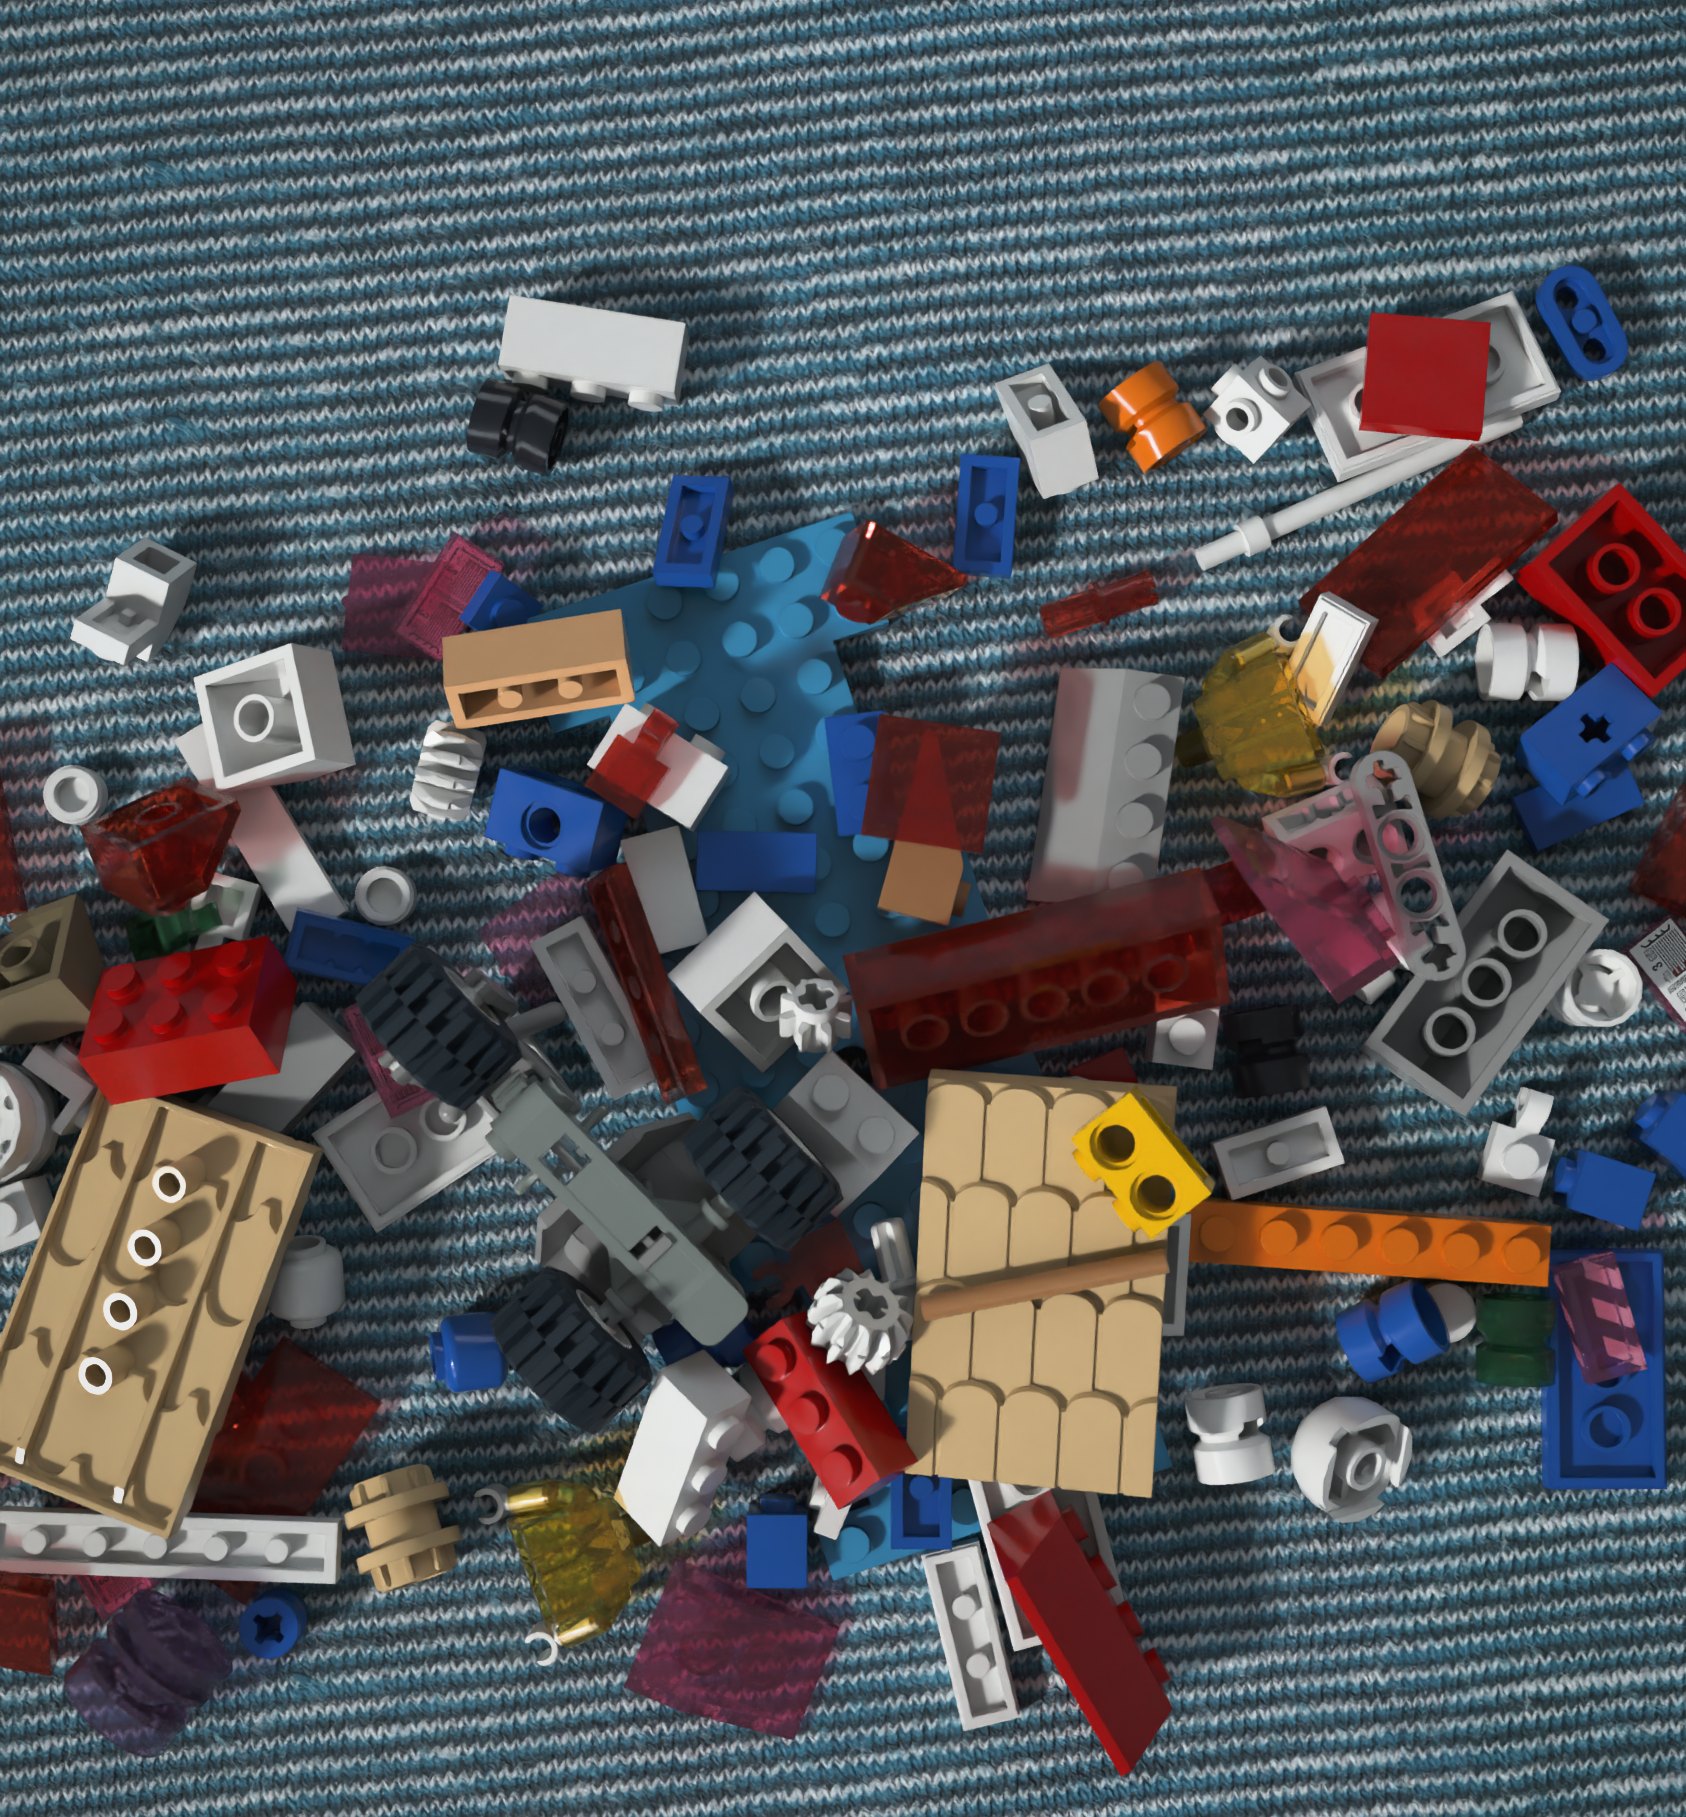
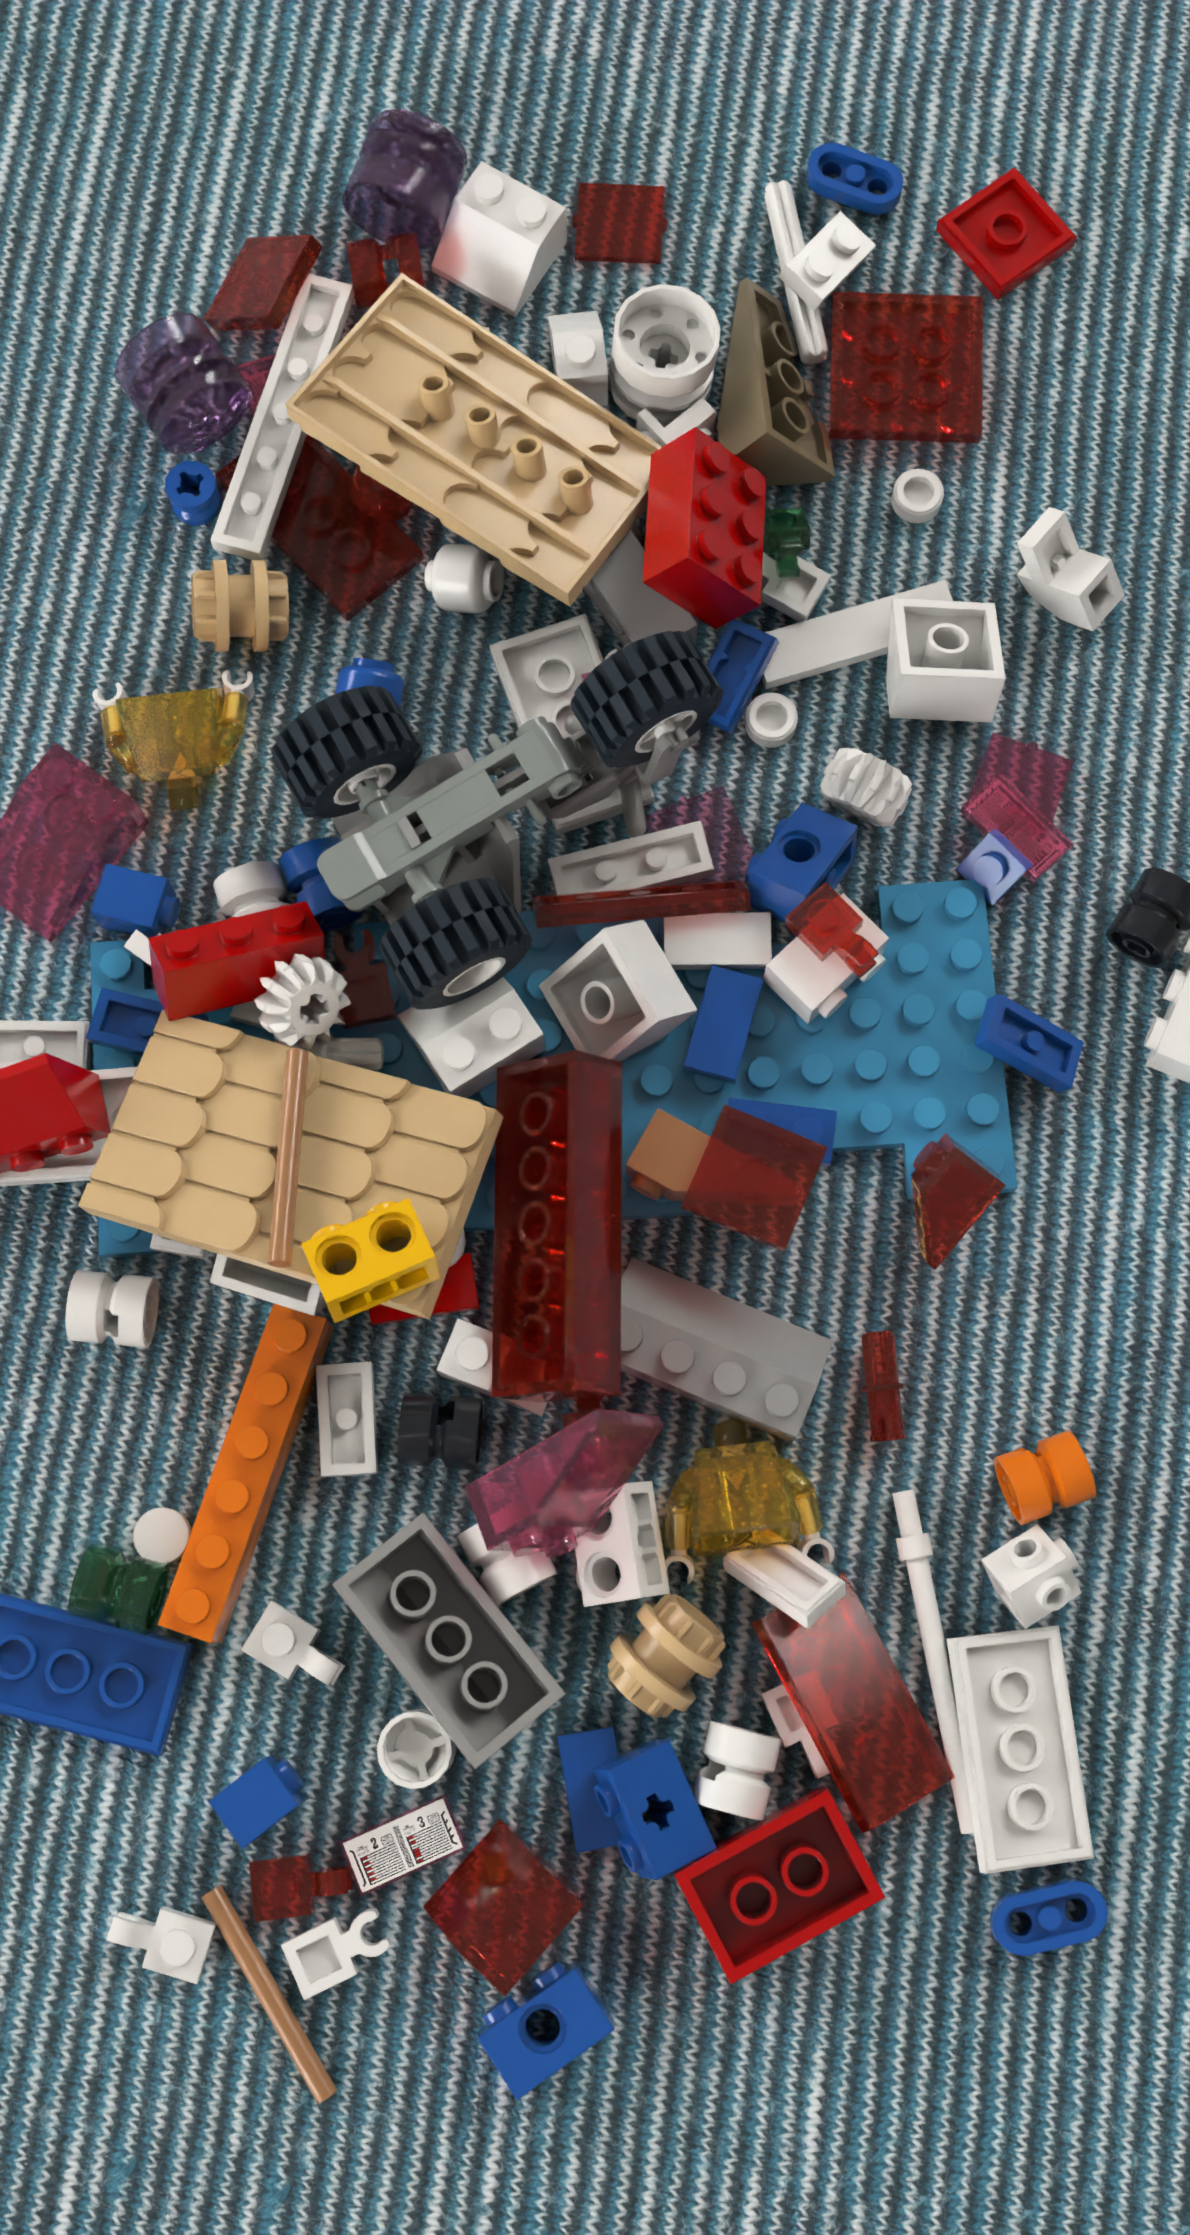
camera: 105 degrees right, 10 degrees down
(162, 845) = (857, 544): clear red slope -> none
(537, 669) = (935, 875): light nougat brick -> none
(682, 1447) = (239, 833): white brick -> none
(816, 1015) = (575, 1027): white gear -> none
(986, 515) = (986, 1305): blue plate -> none
(1048, 431) = (1052, 1379): white slope -> none
(1349, 1455) = (59, 1407): white cylinder -> none
(1397, 869) = (573, 1585): light grey beam -> none
(1397, 1329) = (158, 1476): blue wheel -> none
(1425, 376) = (1028, 1743): red tile -> none
(1599, 1317) = (116, 1674): clear pink tile -> none
(1602, 1188) = (232, 1710): blue brick -> none

